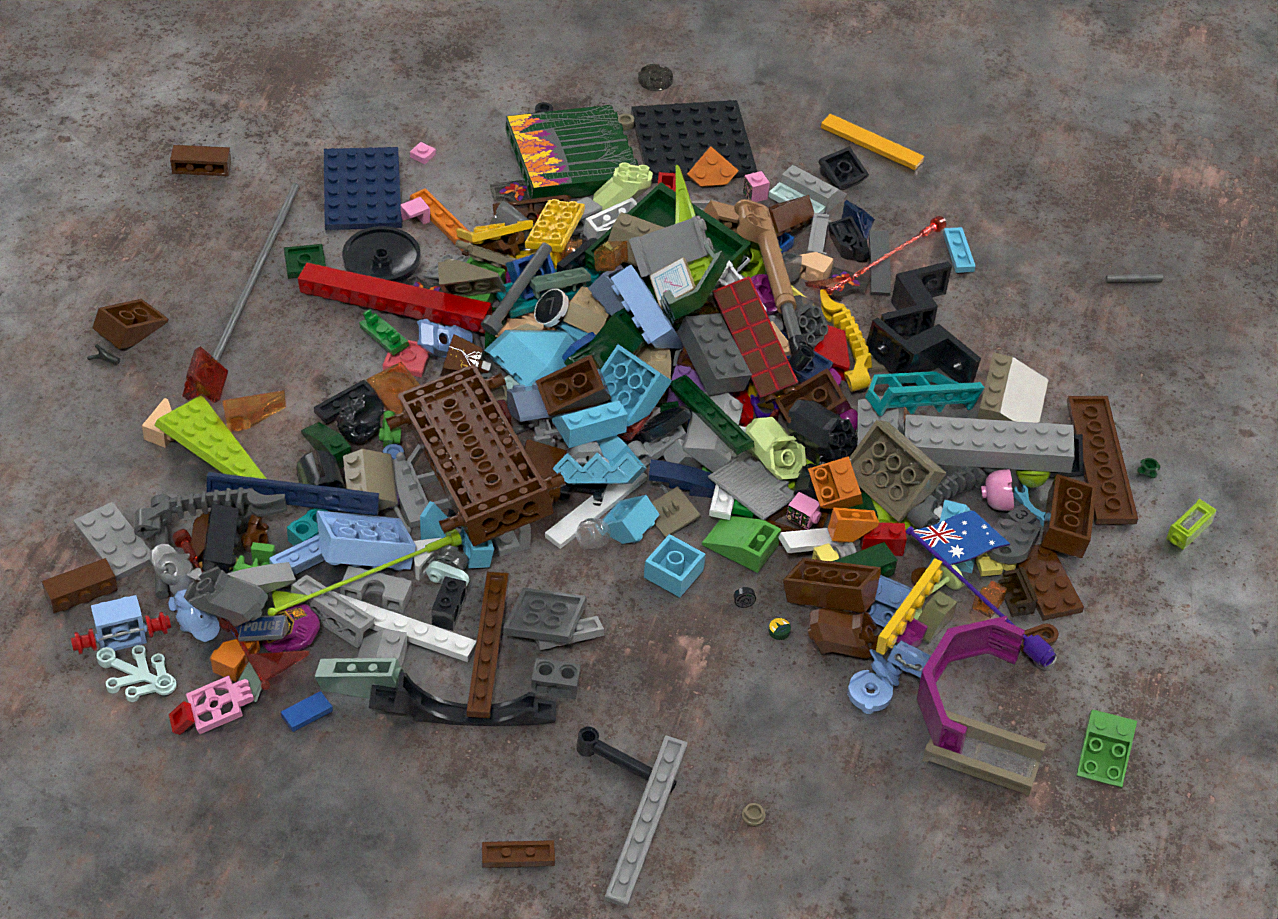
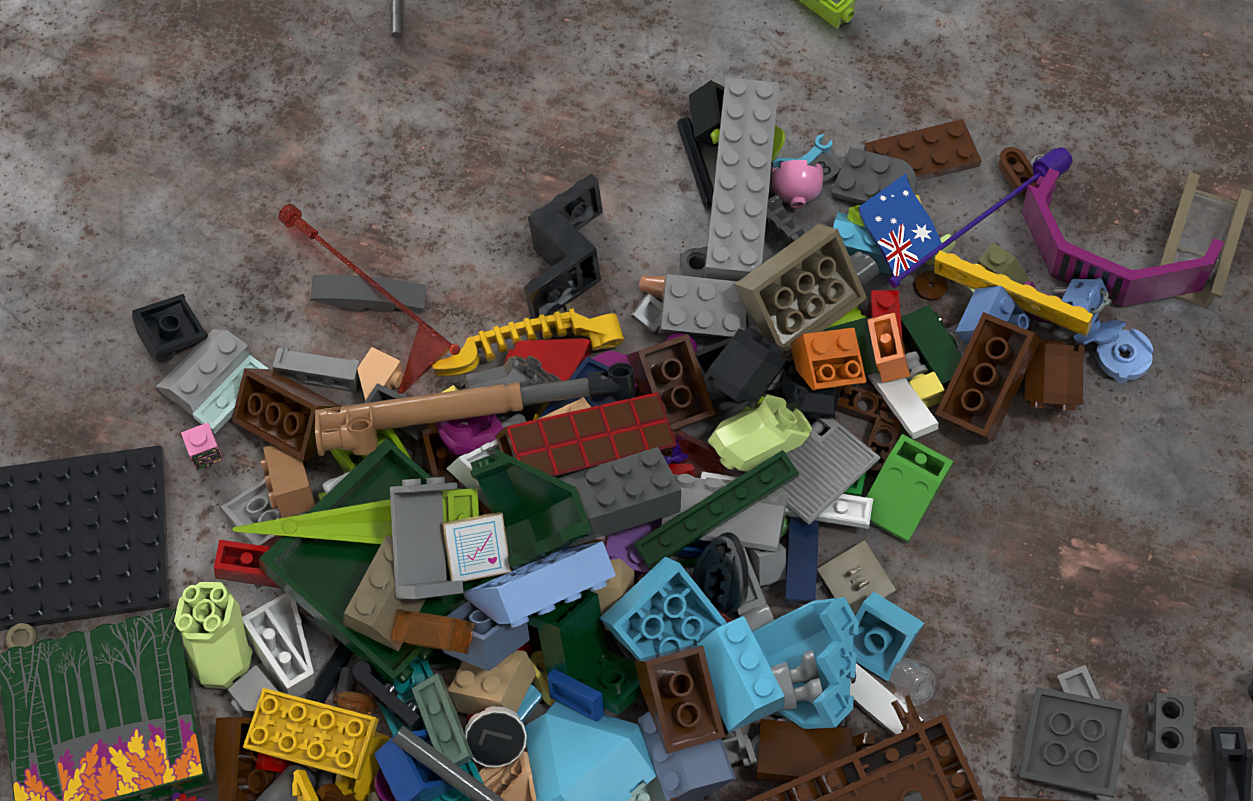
camera: 85 degrees left, 15 degrees up
(674, 565) = (965, 573): medium azure brick -> none
(712, 170) = (161, 507): orange plate -> none
(744, 597) = (998, 490): tile -> none
(779, 629) = (1038, 453): dark green tile -> none
(803, 511) = (857, 408): bright pink brick -> none
(849, 239) = (313, 328): black piece -> none
(855, 286) = (398, 336): clear smoke tile -> none
(861, 217) = (275, 317): dark blue slope -> none
(872, 142) = (100, 289): light orange tile -> none
(914, 300) = (463, 252): black bracket -> none
(924, 394) = (656, 234): teal plate -> none
(959, 250) = (341, 195): medium azure plate -> none
(993, 593) = (963, 210): clear orange brick -> none
(1012, 391) = (623, 160): slope -> none
(1020, 594) = (950, 183): dark brown hinge -> none
(1069, 516) = (837, 112): reddish brown brick -> none
(1103, 459) = (681, 73): reddish brown plate -> none
(1106, 748) = (1166, 119): bright green slope -> none
(1149, 467) = (731, 28): dark green plate -> none

